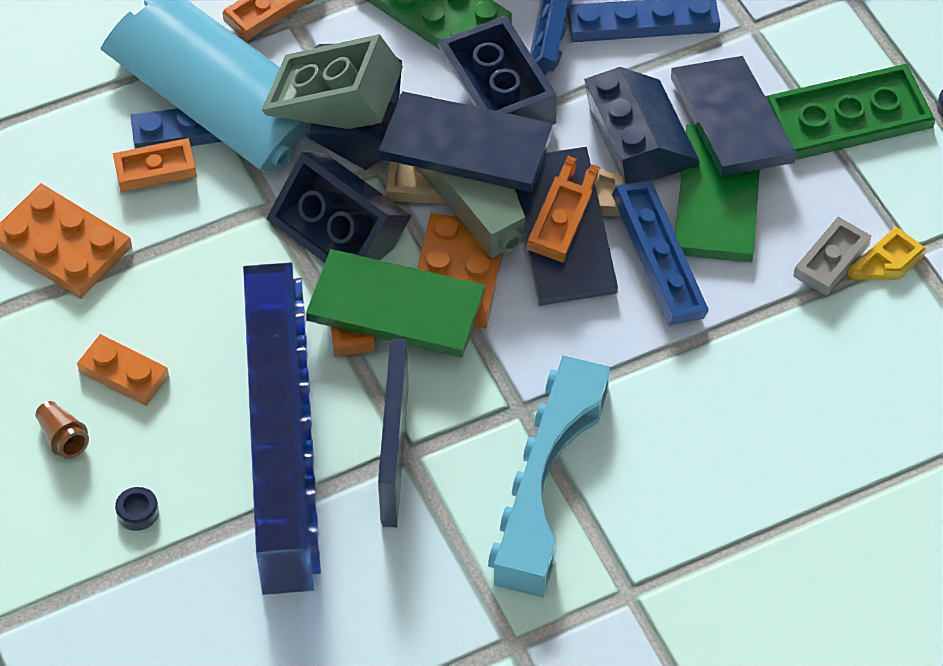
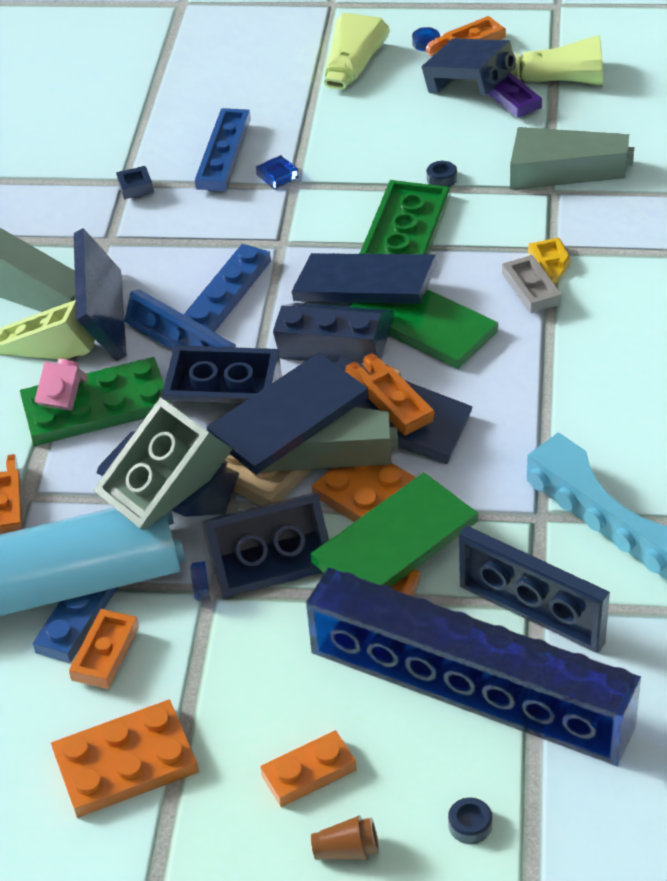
camera: 55 degrees left, 10 degrees down
(264, 190) = (200, 581): none -> clear blue tile
(660, 252) = (461, 367): blue plate -> none

